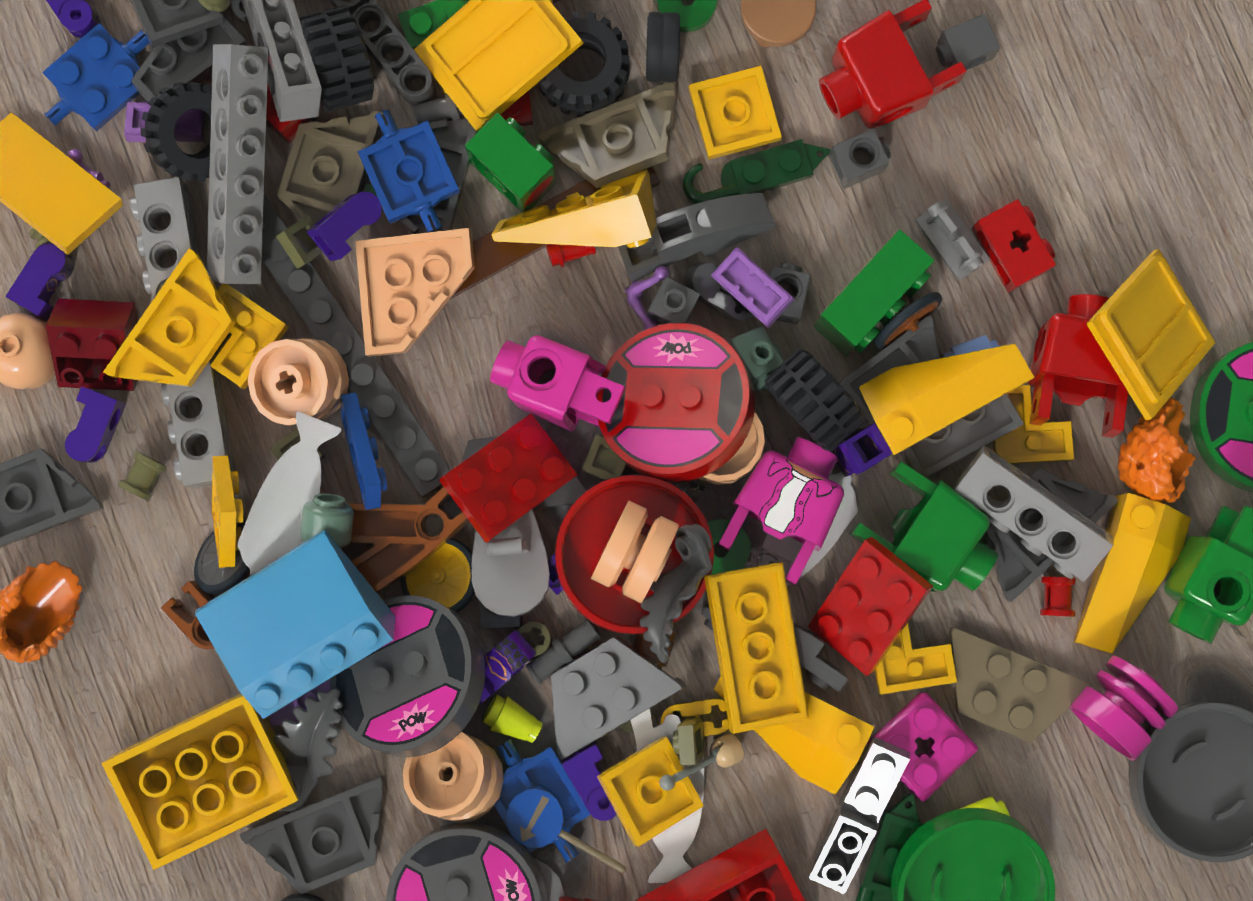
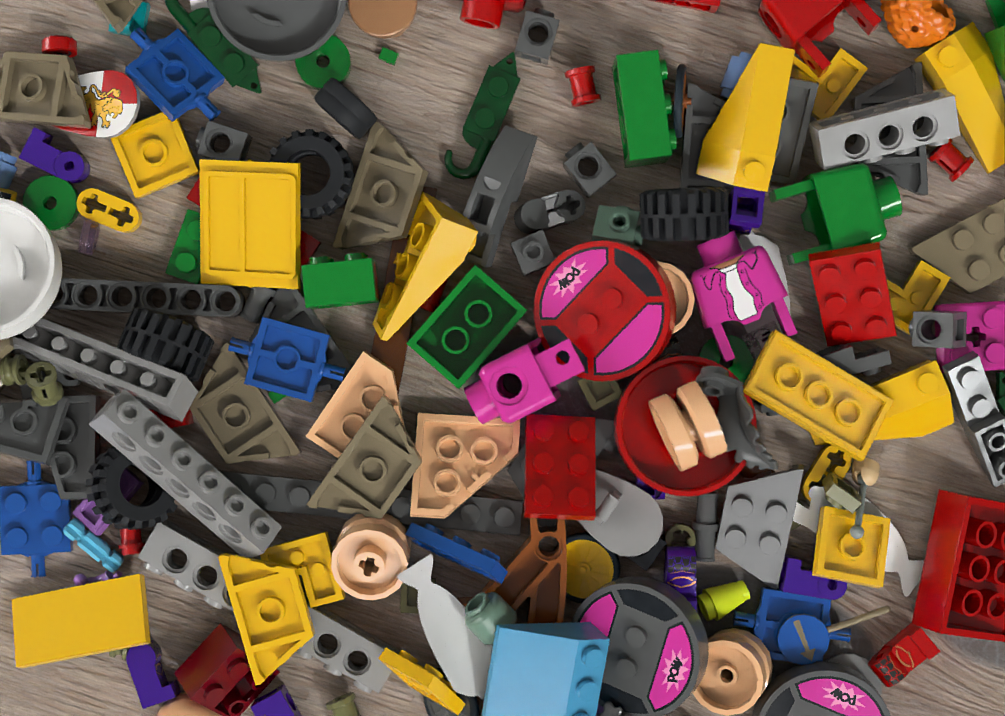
camera: 45 degrees left, 5 degrees up
(114, 142) = (93, 545): none -> medium azure axle
(144, 170) = (131, 541): none -> red pin
(298, 243) = (275, 472): olive plate -> none
(343, 221) = (285, 433): dark purple leg -> none
(374, 315) = (371, 467): none -> dark tan wing
(442, 387) = (458, 460): none -> light nougat plate
(563, 300) = (467, 327): none -> green brick
(635, 294) = (502, 273): medium lavender piece -> none
(734, 112) = (431, 96): yellow plate -> none
(738, 50) = (388, 56): none -> green piece
(752, 287) = (568, 189): medium lavender plate -> none
(851, 231) = (583, 86): none -> red bush
(913, 715) = (952, 326): none -> dark grey brick
(952, 239) = (646, 20): light grey hinge -> none

